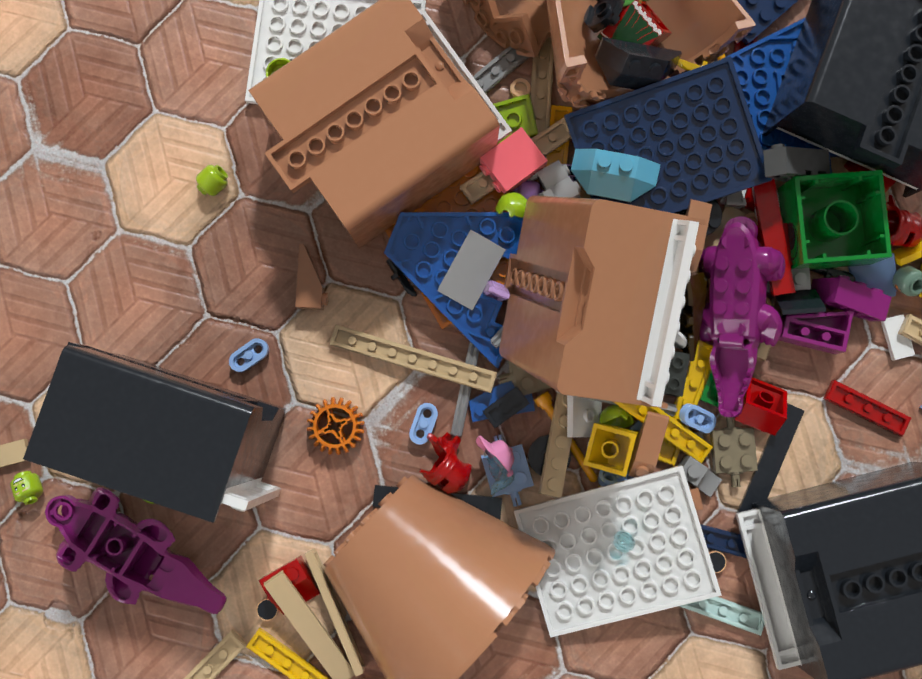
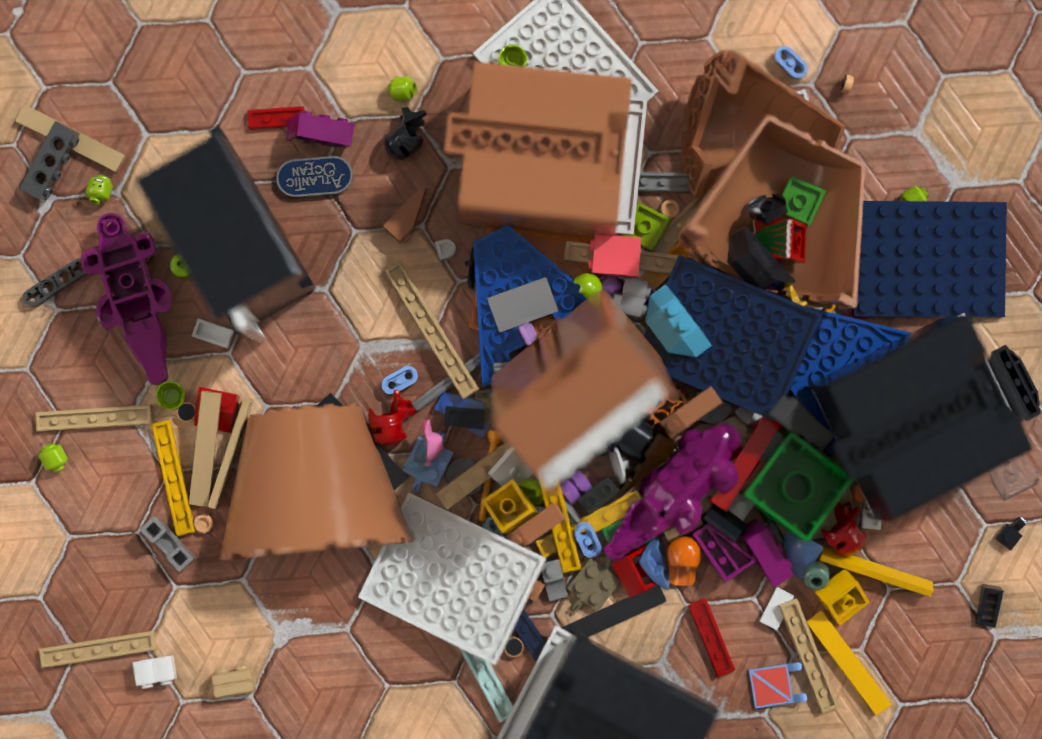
camera: 40 degrees right, 0 degrees up
(62, 599) = (57, 284): none -> dark grey beam
(127, 295) = (271, 117): none -> red tile
(172, 272) = (320, 130): none -> magenta wedge
(202, 317) = (314, 176): none -> tile
(231, 523) = (213, 333): none -> white tile
(240, 608) = (170, 395): none -> lime hair
(249, 222) = (403, 139): none -> black piece
(249, 354) = (324, 229): light blue plate -> none
(332, 417) = (342, 321): orange gear -> none
(365, 281) = (445, 249): none -> white tile
(623, 541) = (462, 573): clear light blue plate -> none
(771, 389) = (654, 563): none -> medium blue brick
(788, 364) = (682, 558): none -> orange piece
(906, 203) = (868, 523): none -> white tile

